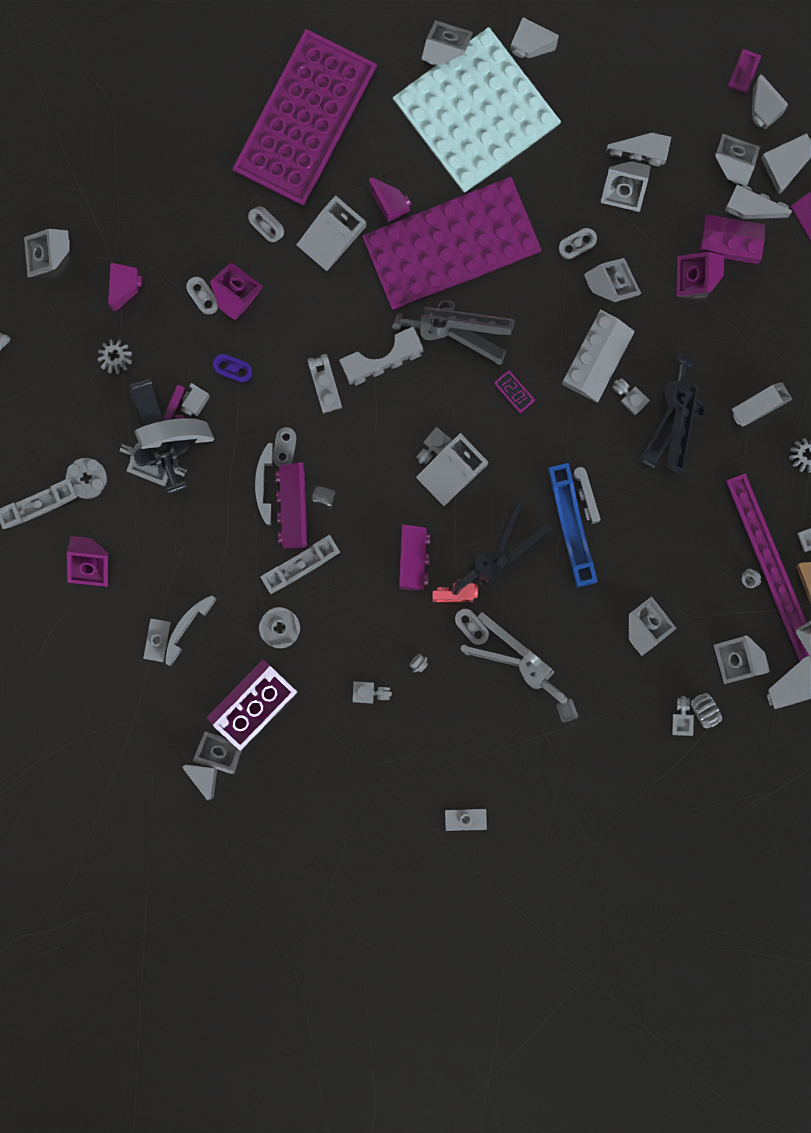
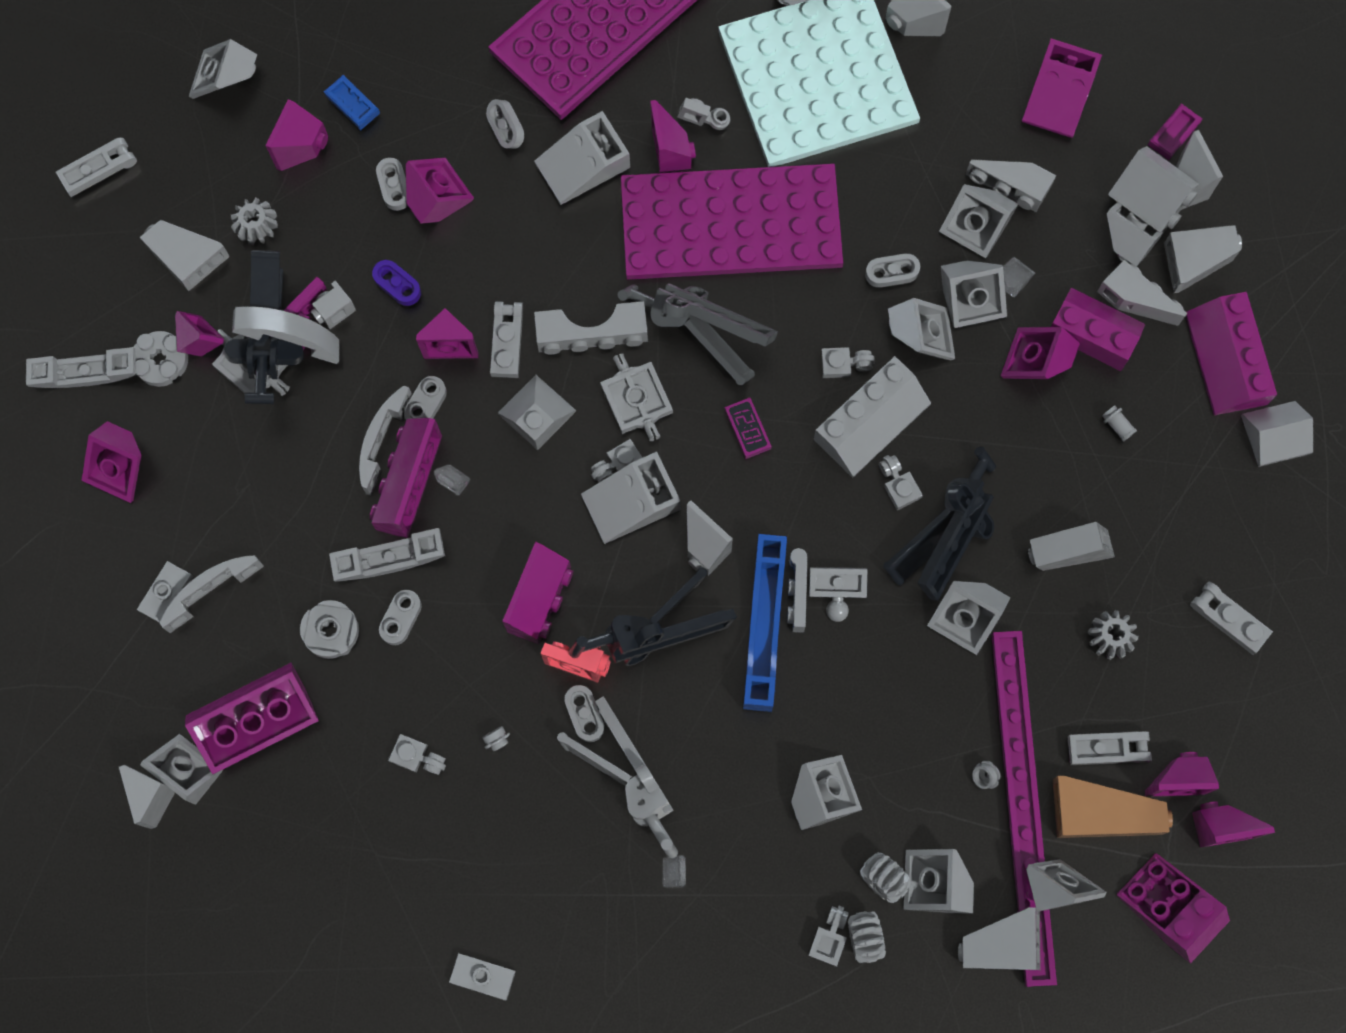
camera: 20 degrees right, 10 degrees down
(73, 396) = (183, 252): none -> light grey slope
(107, 453) = (195, 334): none -> magenta slope
(149, 243) = (351, 102): none -> blue plate
(286, 398) = (446, 339): none -> magenta slope
(323, 603) = (399, 616): none -> light grey plate
(364, 428) = (536, 412): none -> light grey slope
(398, 169) = (698, 113): none -> light grey plate
(430, 396) = (636, 397): none -> light grey plate
(512, 483) = (705, 540): none -> light grey slope
(561, 323) = (837, 362): none -> light grey plate
(612, 482) = (837, 583): none -> light grey plate
(639, 241) = (974, 292): none -> light grey slope
(654, 66) = (1061, 88): none -> magenta slope
(663, 219) = (1016, 276): none -> clear slope
(706, 668) = (885, 877): none -> light grey gear
(707, 473) = (969, 613): none -> light grey slope
(743, 125) = (1154, 189): none -> light grey brick
(767, 303) = (1119, 423): none -> light grey pin

